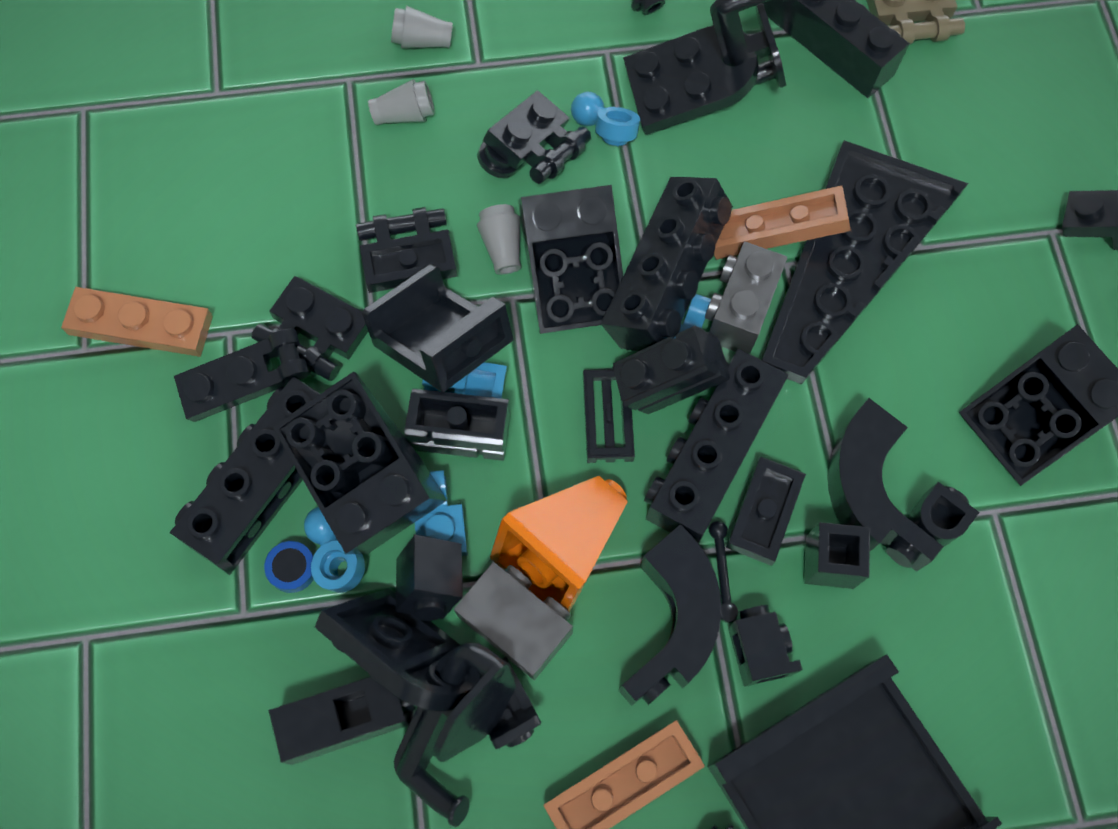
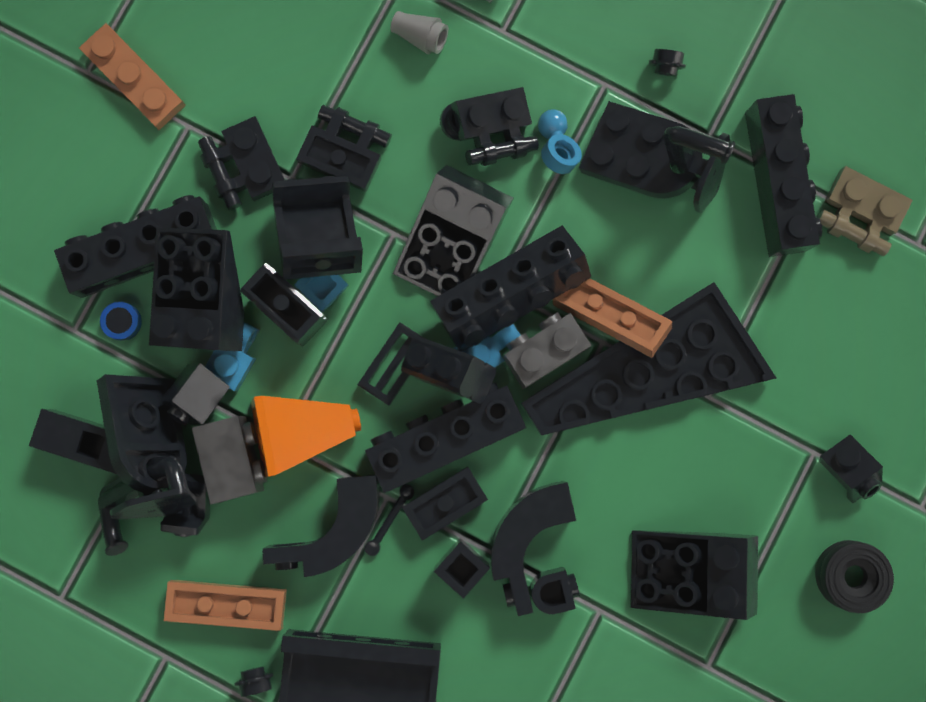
camera: 35 degrees right, 15 degrees up
(240, 376) = (170, 167): black plate -> none
(330, 555) = (138, 339): dark azure plate -> none
(501, 236) = (414, 186): light grey cone -> none
(762, 646) = (372, 586): black brick -> none

